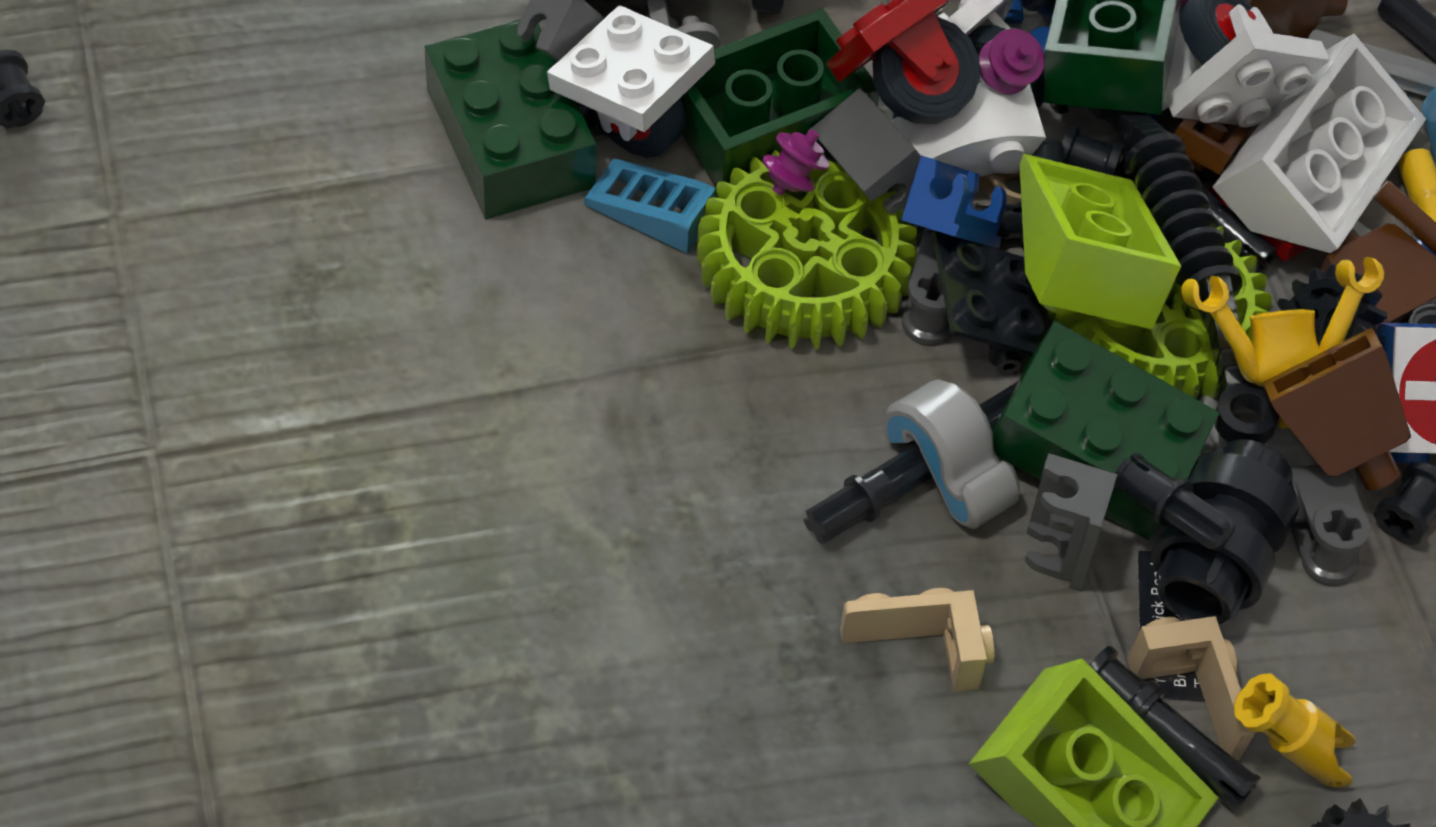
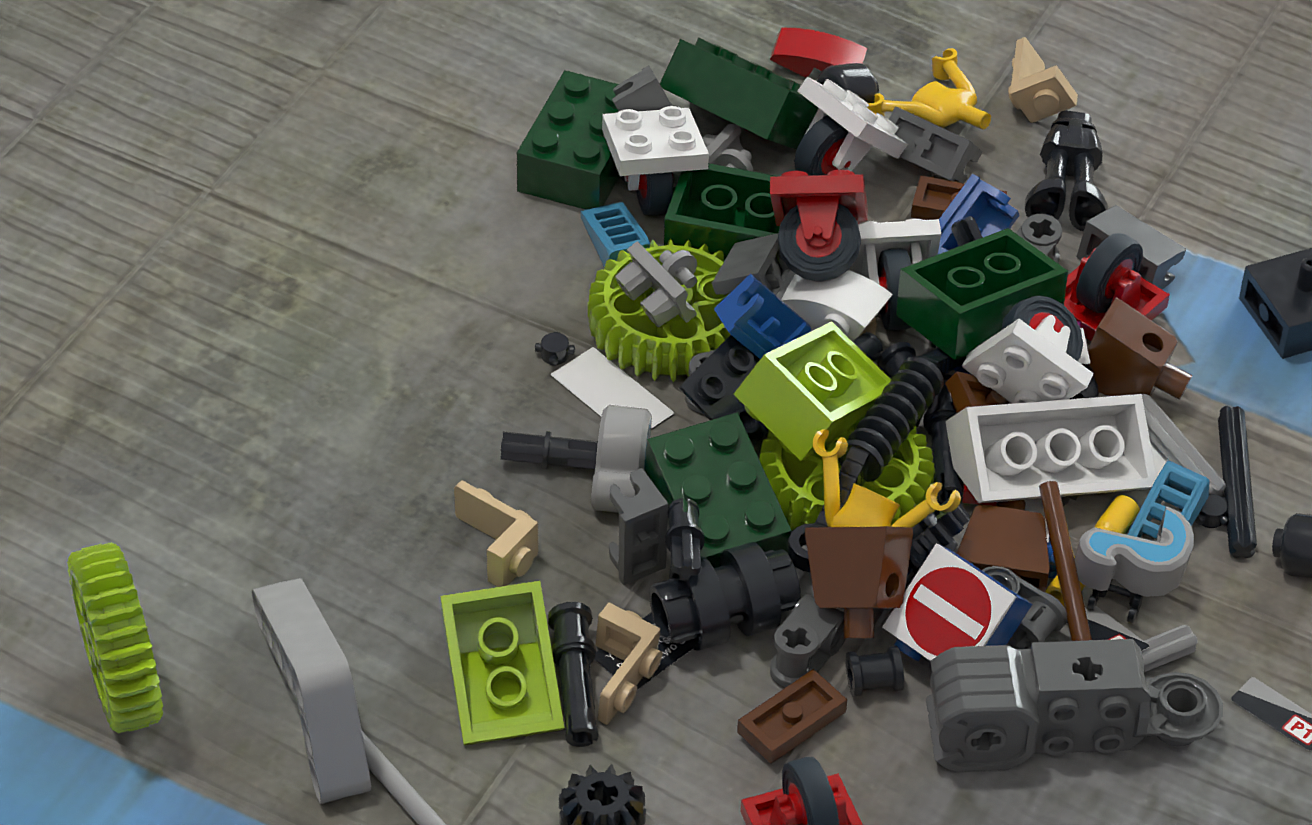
camera: 45 degrees right, 10 degrees down
(732, 375) = (555, 348): none -> black piece
(795, 162) = (699, 243): magenta wheel -> none
(810, 218) = (666, 280): none -> light grey hips
(831, 382) = (603, 383): none -> white sticker
(1011, 61) = (879, 267): magenta wheel -> none
(1294, 728) = (636, 714): yellow piece -> none
(1399, 611) = (792, 716): none -> reddish brown plate

